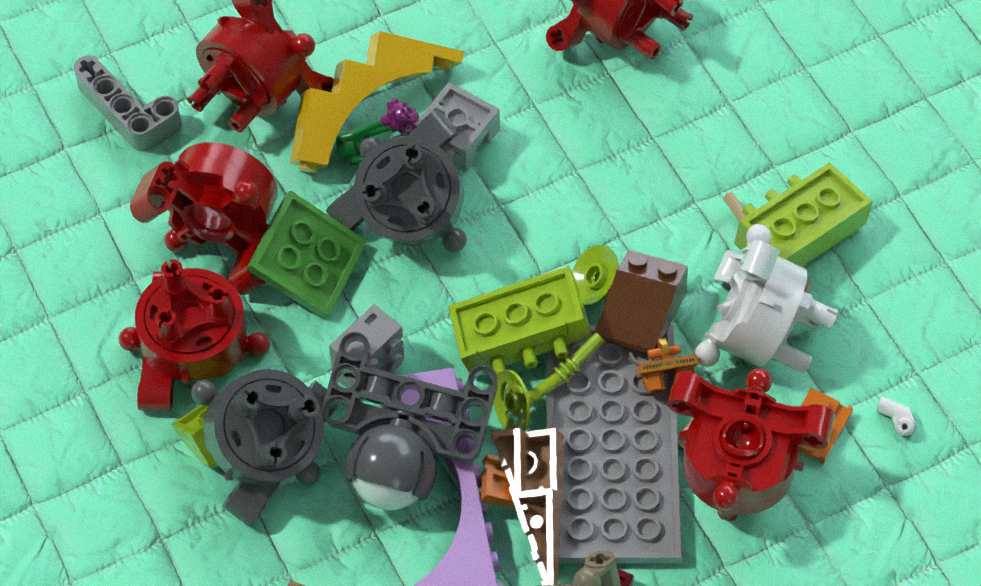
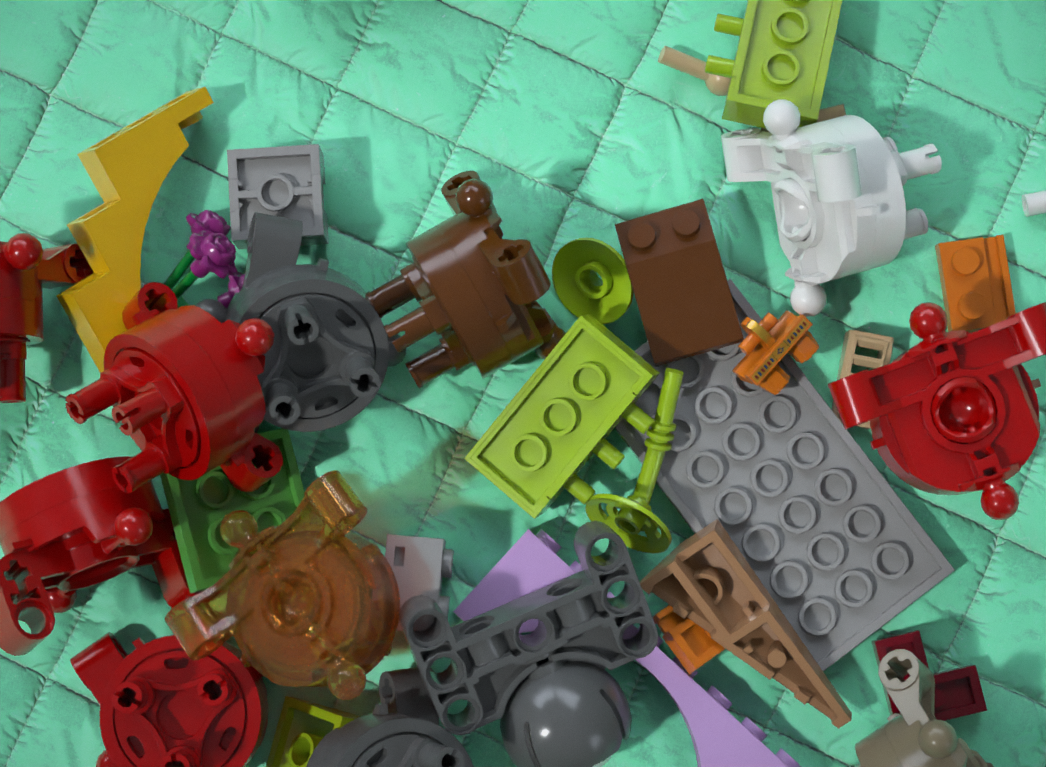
camera: 40 degrees left, 25 degrees up
(302, 296) = (299, 596): none -> clear orange piece
(325, 161) = (184, 393): none -> red piece
(518, 221) = (471, 290): none -> reddish brown piece

